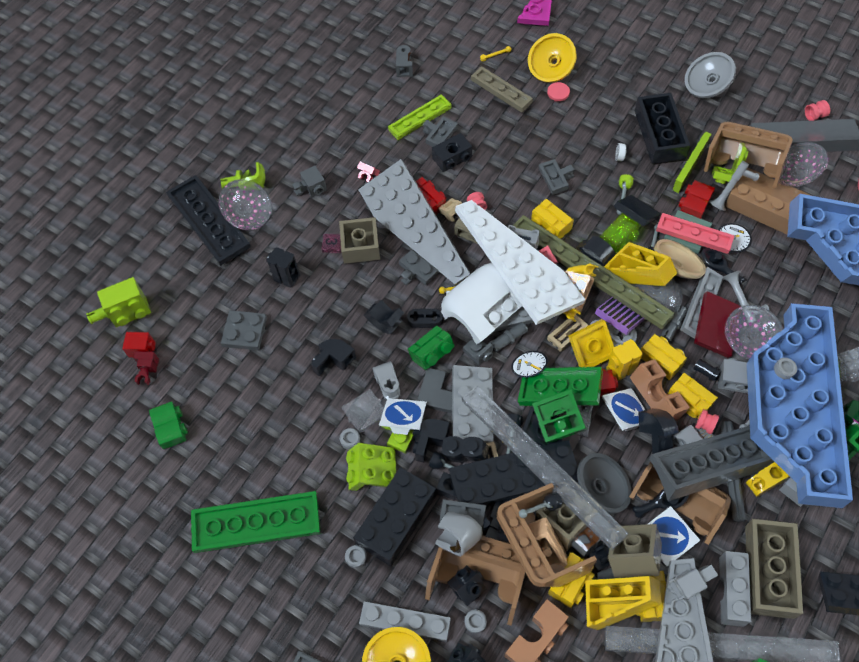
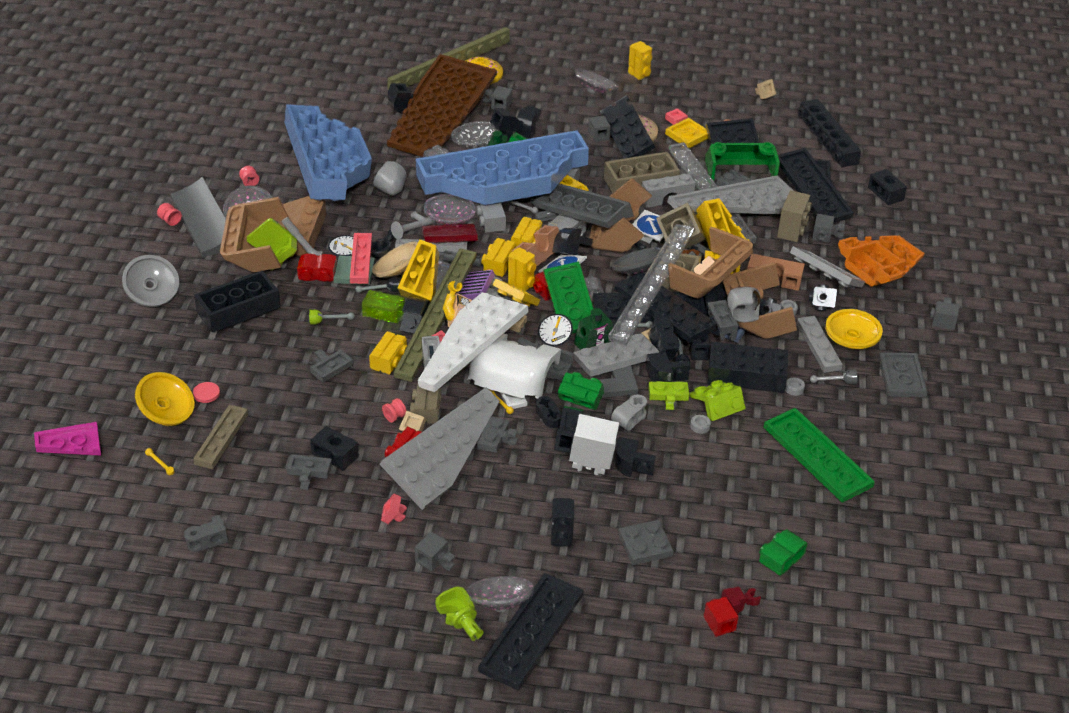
camera: 120 degrees left, 20 degrees down
(121, 303) = (689, 643): lime brick -> none
(331, 243) = (501, 511): clear pink tile -> none
(338, 619) = (849, 377): none -> hinge
(349, 318) = (593, 443): none -> white piece
(359, 240) = (492, 478): dark tan brick -> none
(364, 410) = (667, 424): clear piece -> none
(402, 415) = (659, 385): piece -> none
(416, 118) = (289, 497): lime tile -> none
(505, 390) = (593, 330): none -> dark green torso
(551, 502) = (707, 265): hinge -> none
(562, 426) = (606, 282): green brick -> none
(620, 152) = (278, 326): white tile -> none
(637, 210) = (350, 297): black tile -> none
(692, 161) = (279, 278): lime tile -> none
(692, 581) = (690, 185): light grey piece -> none
(707, 370) = (496, 231): black pin -> none
(707, 421) = (552, 211): coral wheel -> none
(785, 368) = (490, 169): light grey tile -> none
(829, 295) = (390, 178): none -> light grey piece

